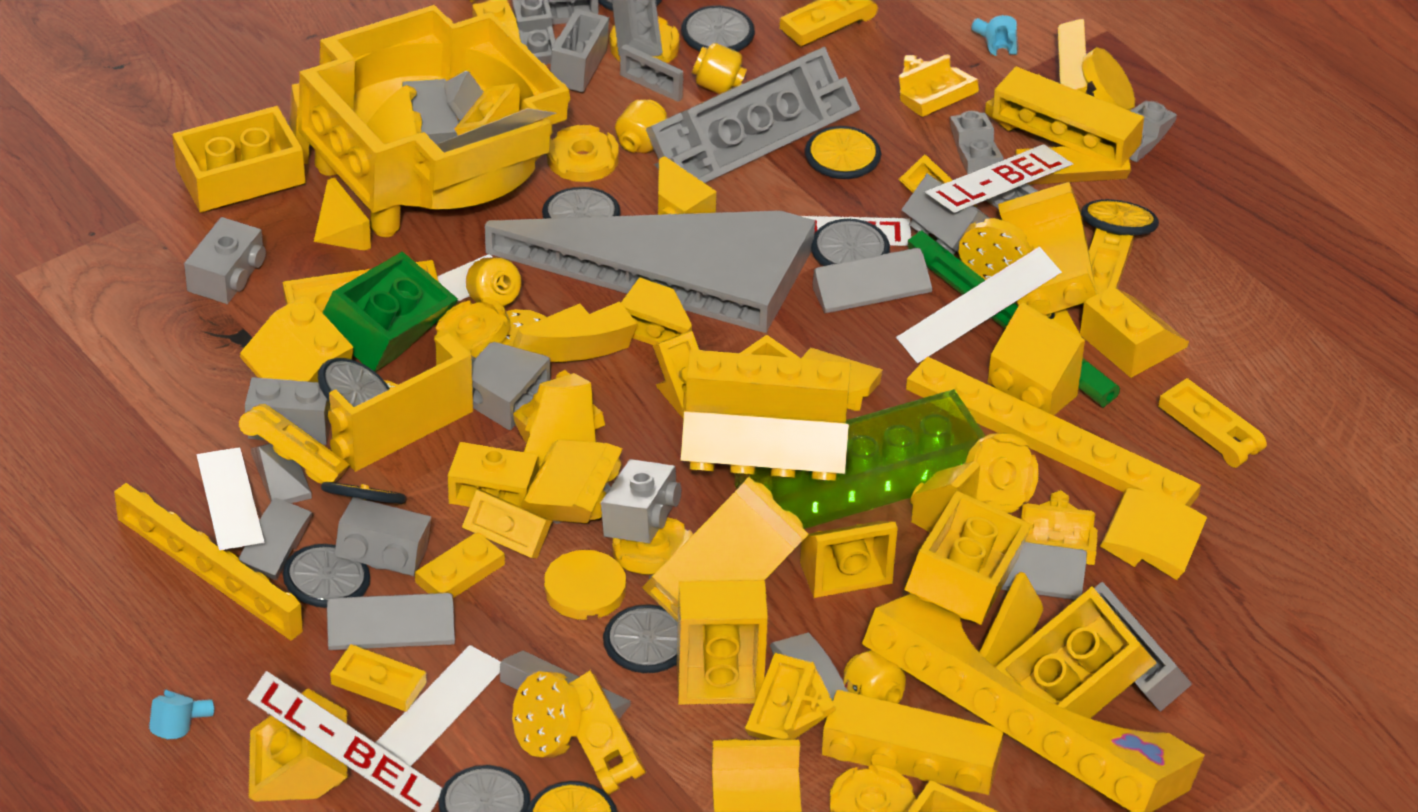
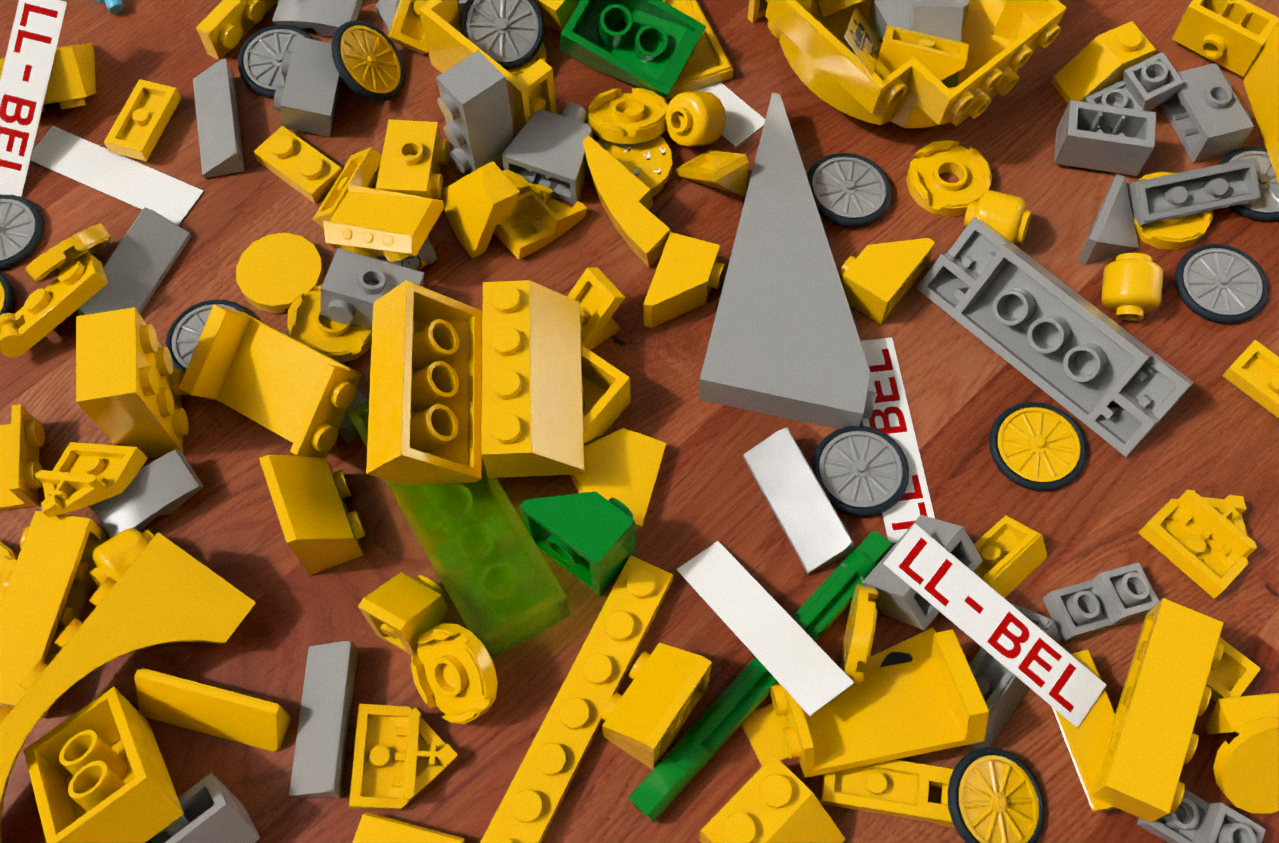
camera: 85 degrees right, 20 degrees up
(479, 394) = (475, 112): none -> light grey brick
(549, 276) = (719, 170): none -> yellow slope
(904, 371) = (582, 535): none -> green slope
(967, 557) = (261, 634): yellow brick -> none

